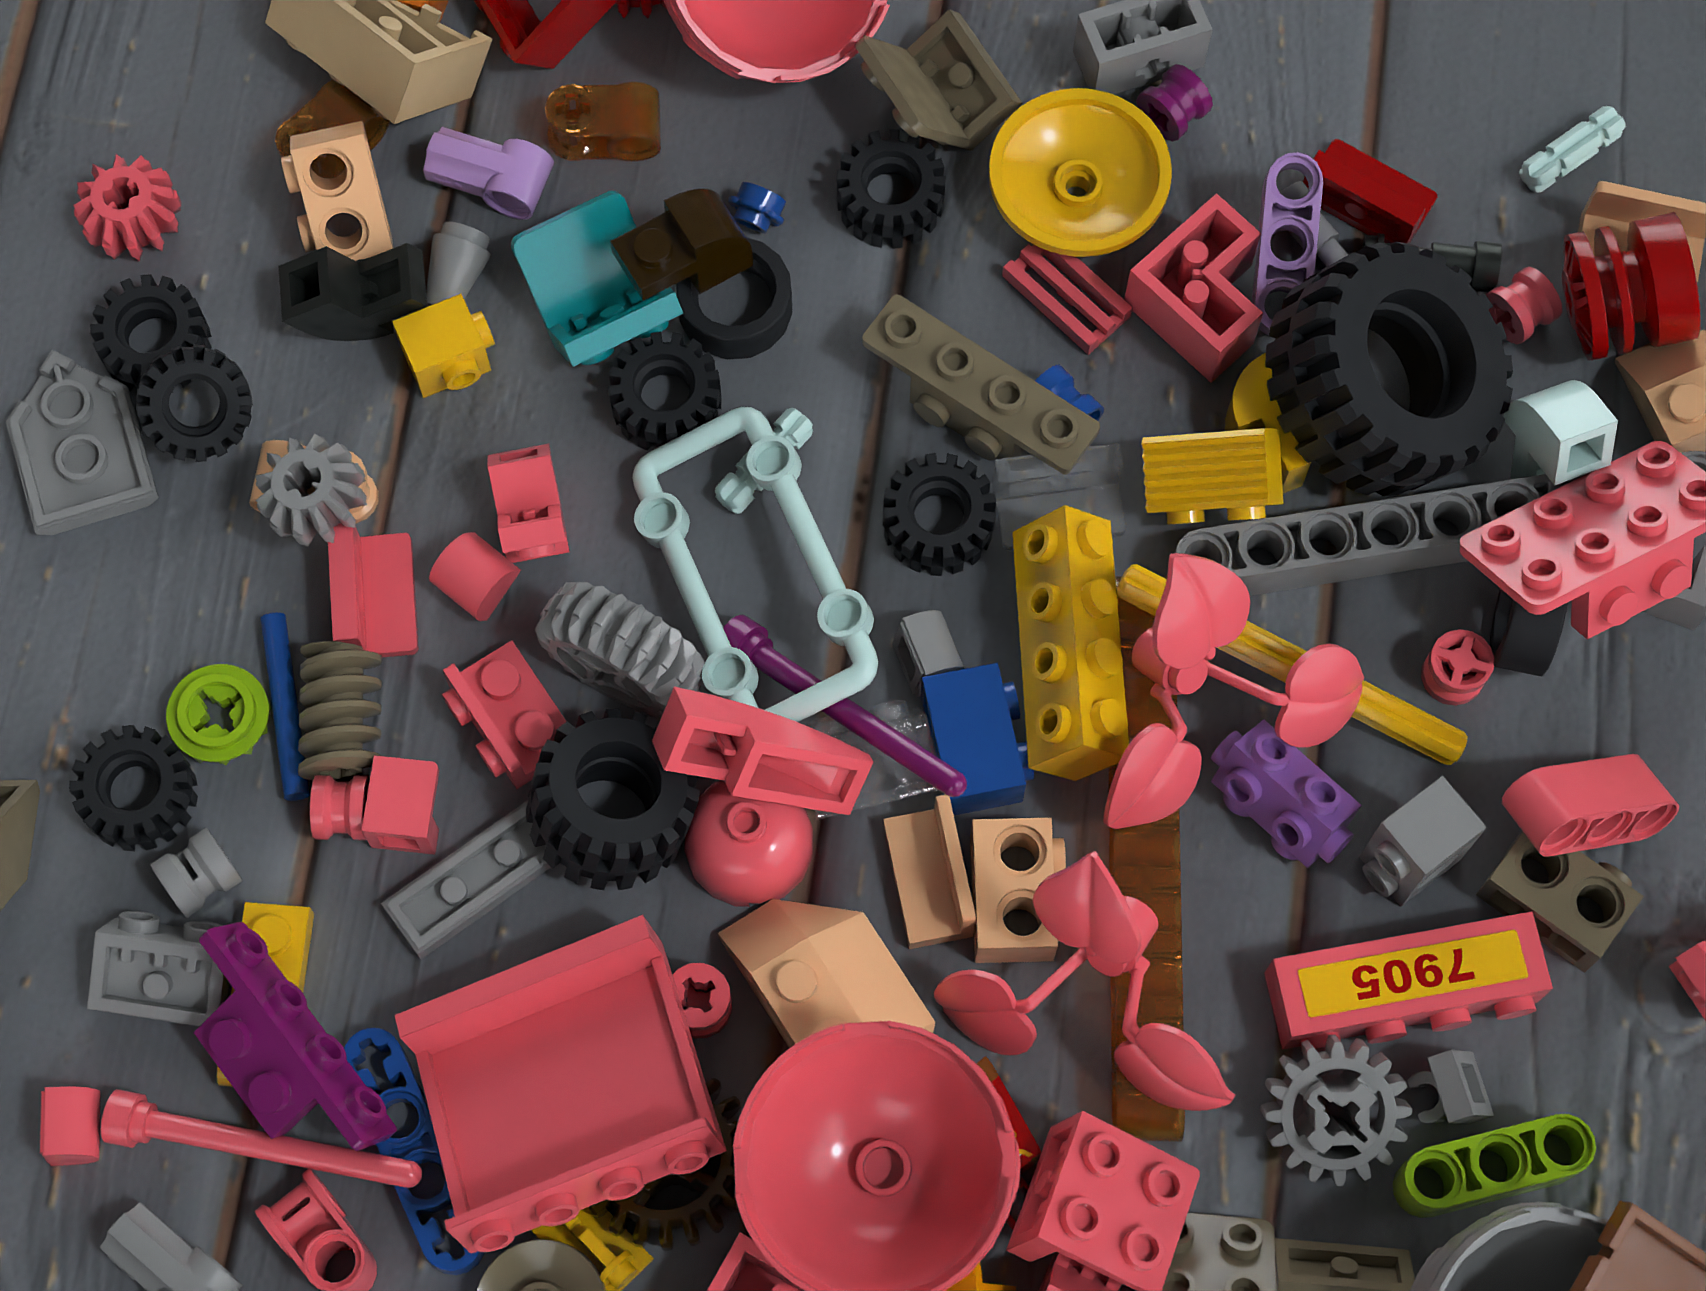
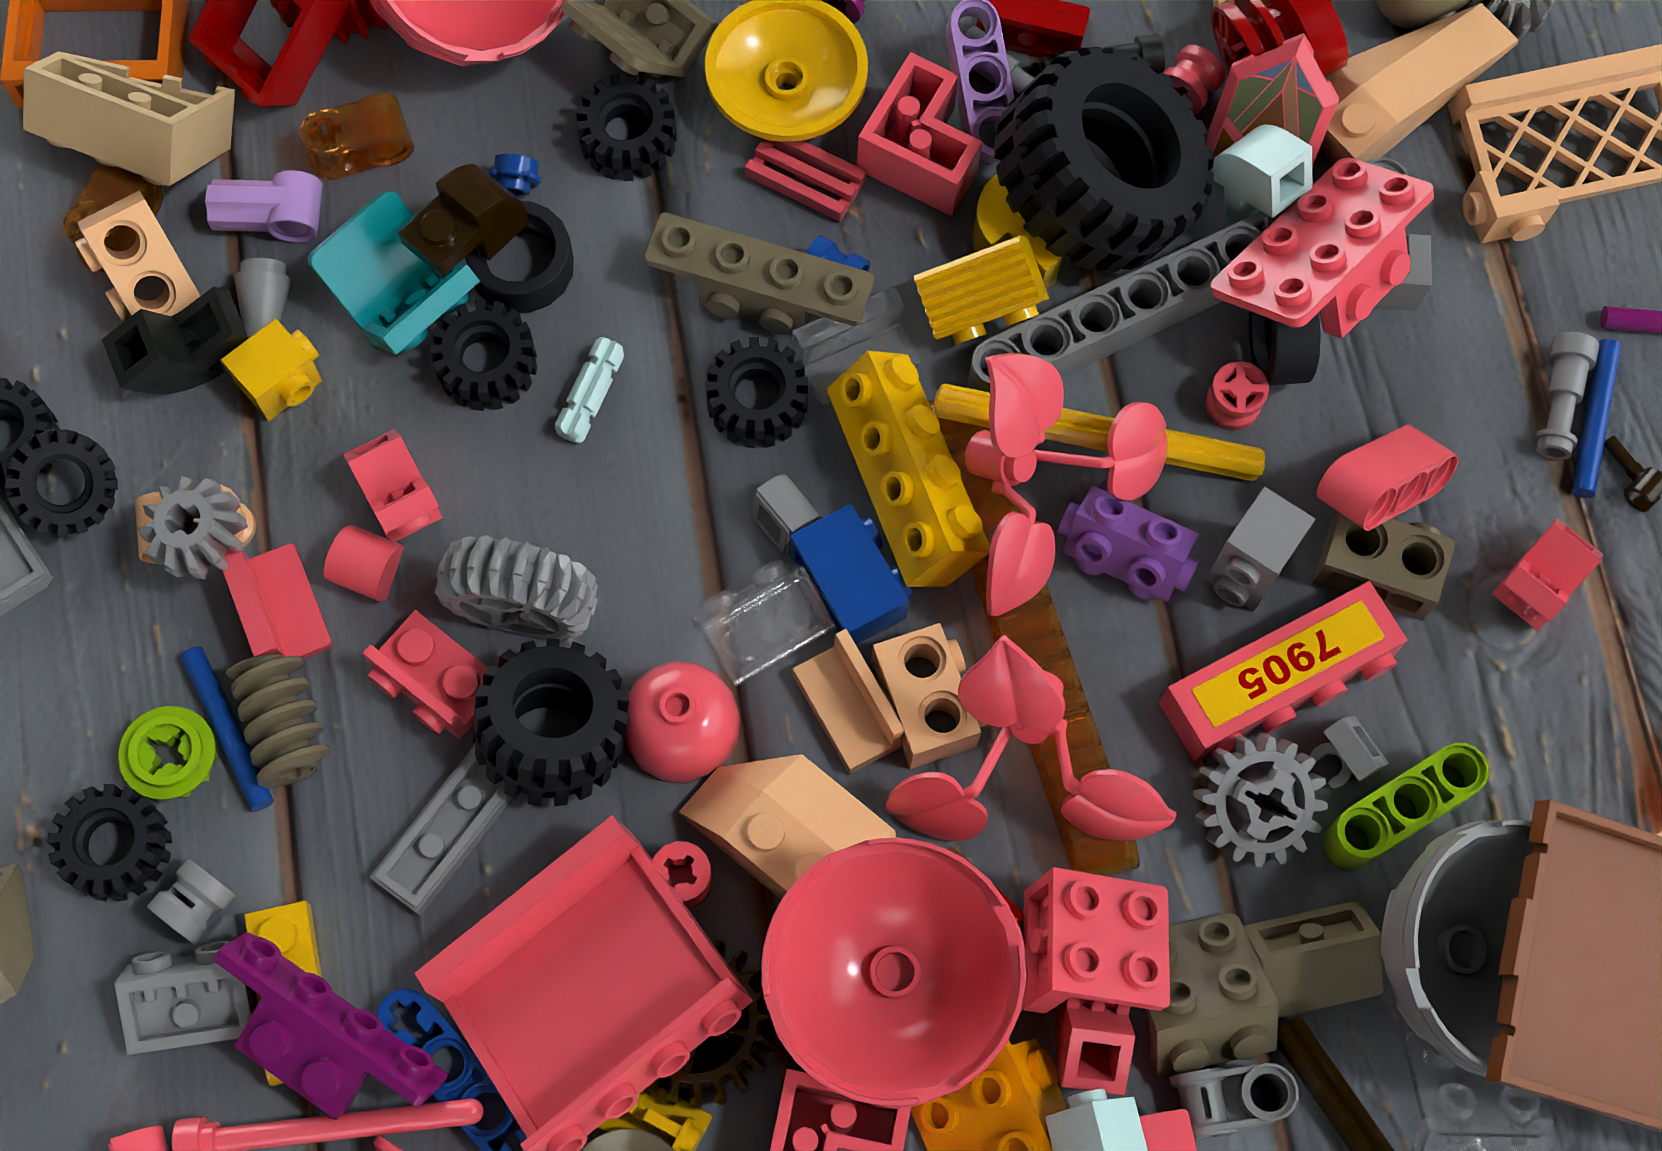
camera: 20 degrees left, 0 degrees up
(338, 806) = (307, 802): coral wheel -> none
(401, 805) = (362, 784): coral panel -> none
(664, 524) = (703, 498): light aqua bar -> none
(754, 642) = (626, 554): magenta piece -> none
(759, 753) = (669, 642): coral slope -> none
(1605, 348) = (1276, 90): none -> tile

